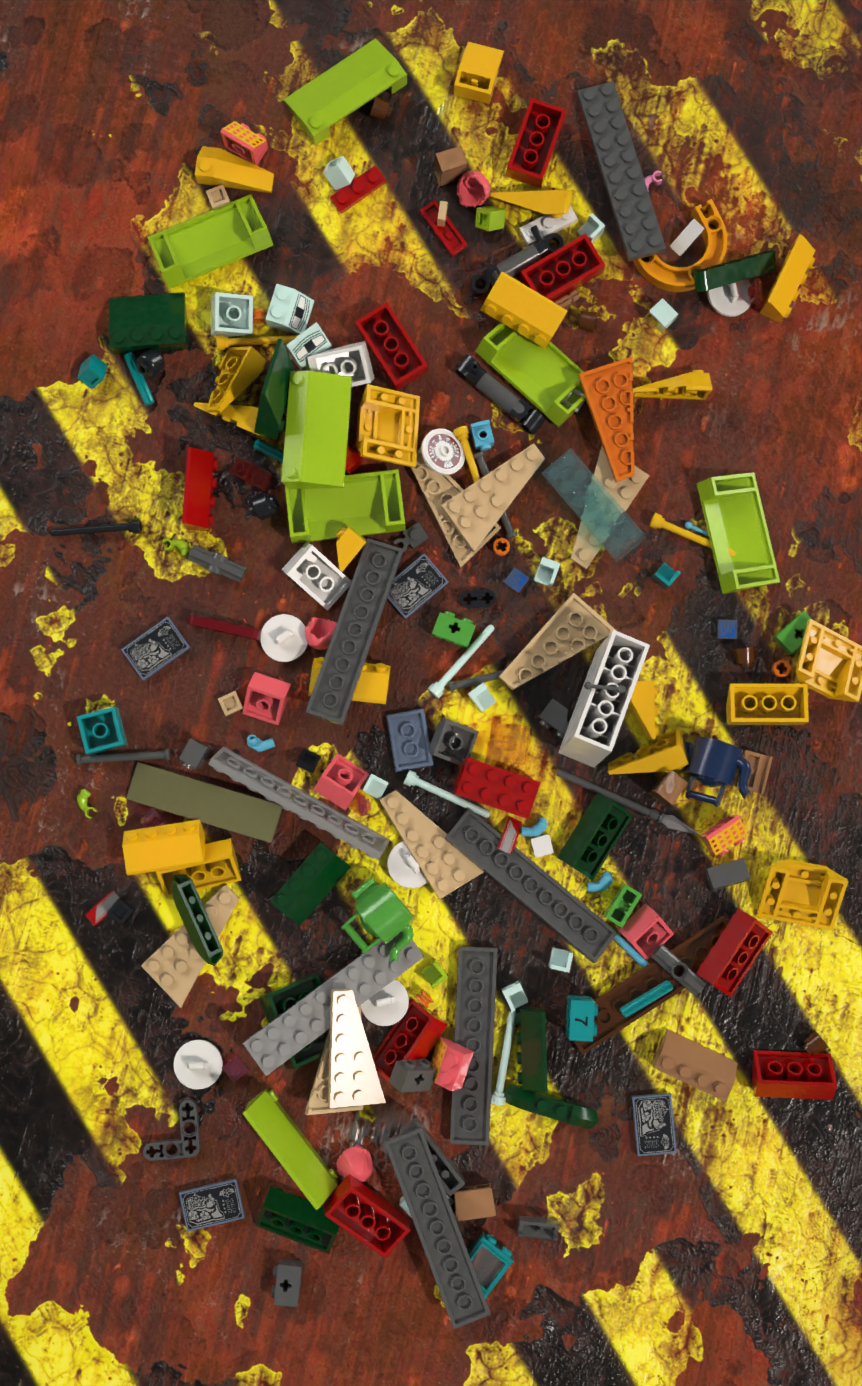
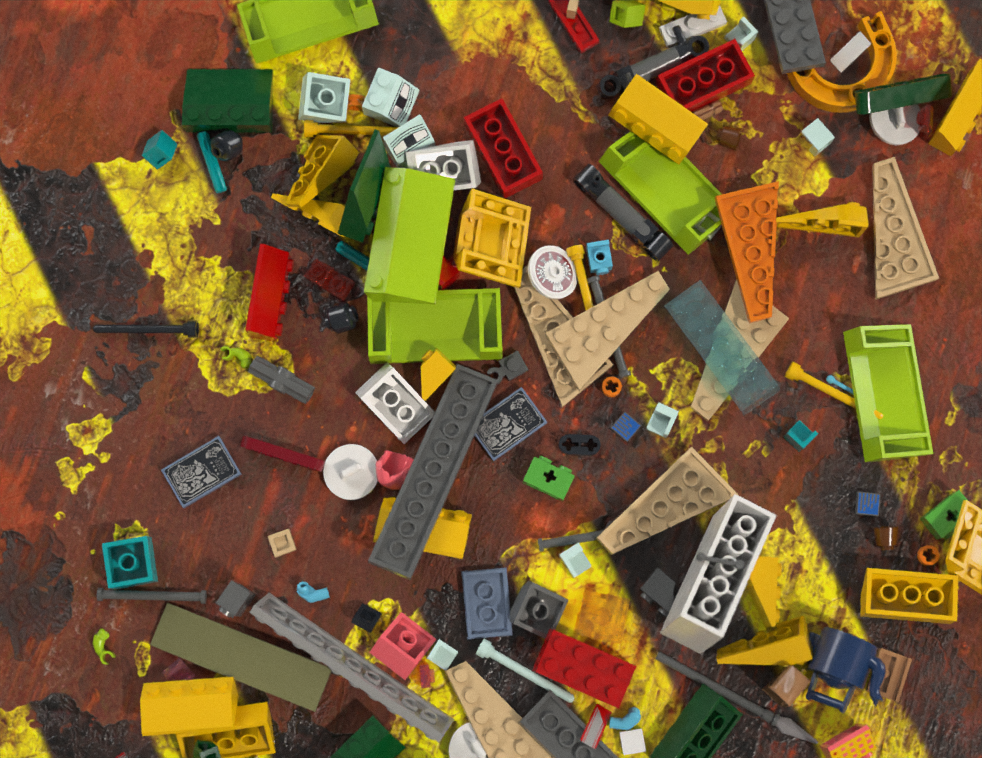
camera: 10 degrees right, 5 degrees down
(266, 698) = (324, 540): coral slope -> none
(438, 687) = (525, 544): light aqua piece -> none
(739, 401) = (899, 244): none -> tan wing

